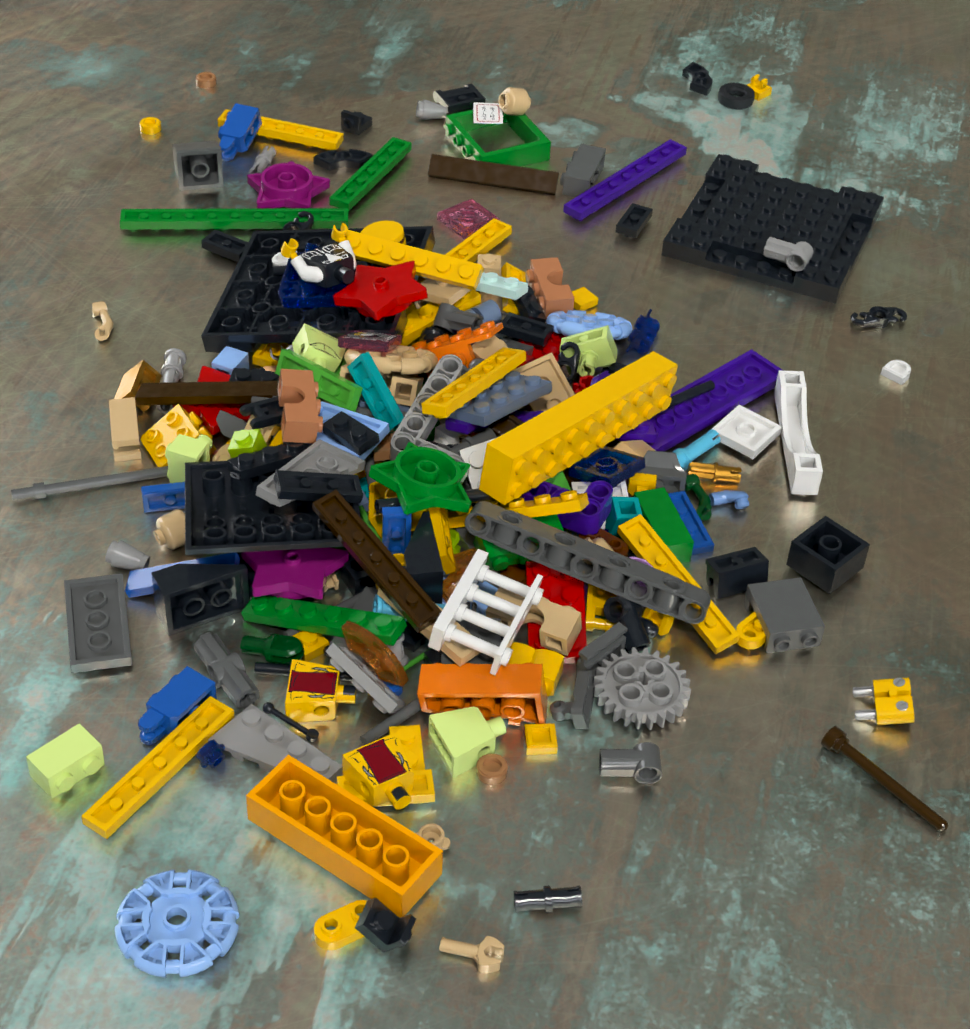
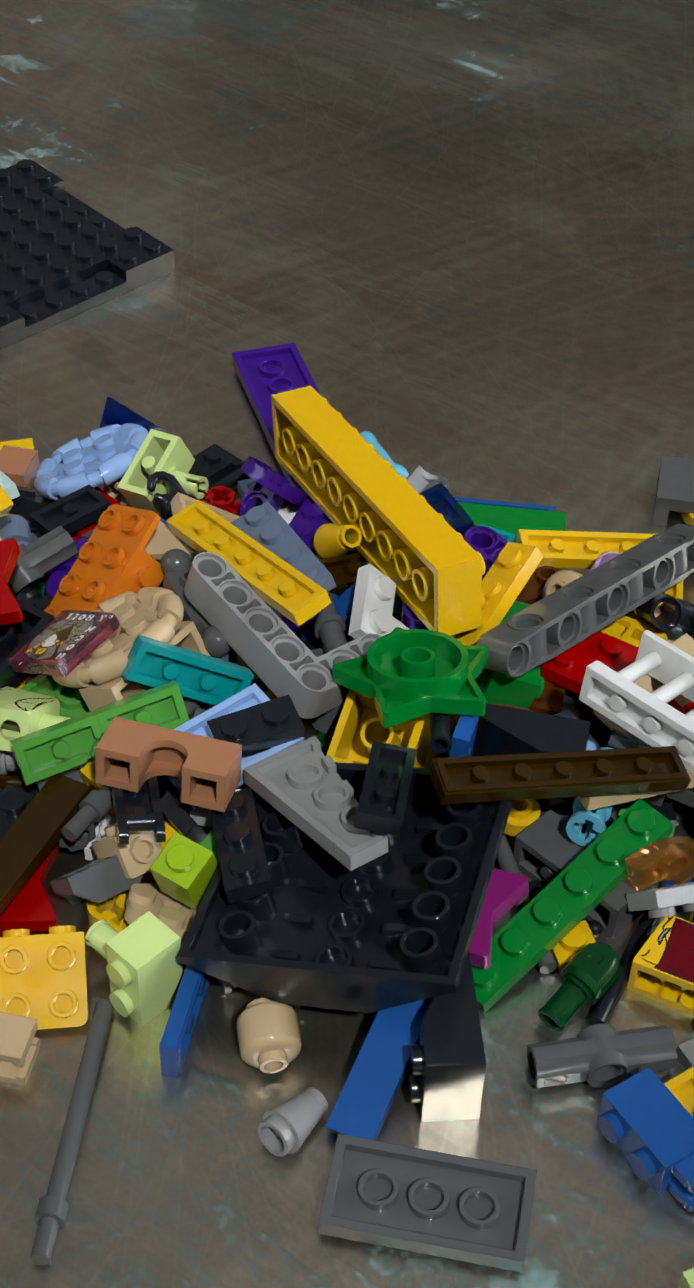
camera: 65 degrees left, 0 degrees up
(704, 507) = (476, 491): dark green piece -> none
(715, 472) = (433, 459): pearl gold axle -> none
(729, 496) = (473, 469): medium blue arm -> none
(736, 570) = (614, 499): black hinge -> none
(747, 431) = (375, 410): white plate -> none
(794, 255) = (99, 250): light grey piece -> none
(801, 460) = (348, 356): white arch -> none
(827, 554) = (626, 425): black brick -> none
(872, 321) = (229, 249): black piece -> none
(897, 371) = (330, 273): white tile -> none

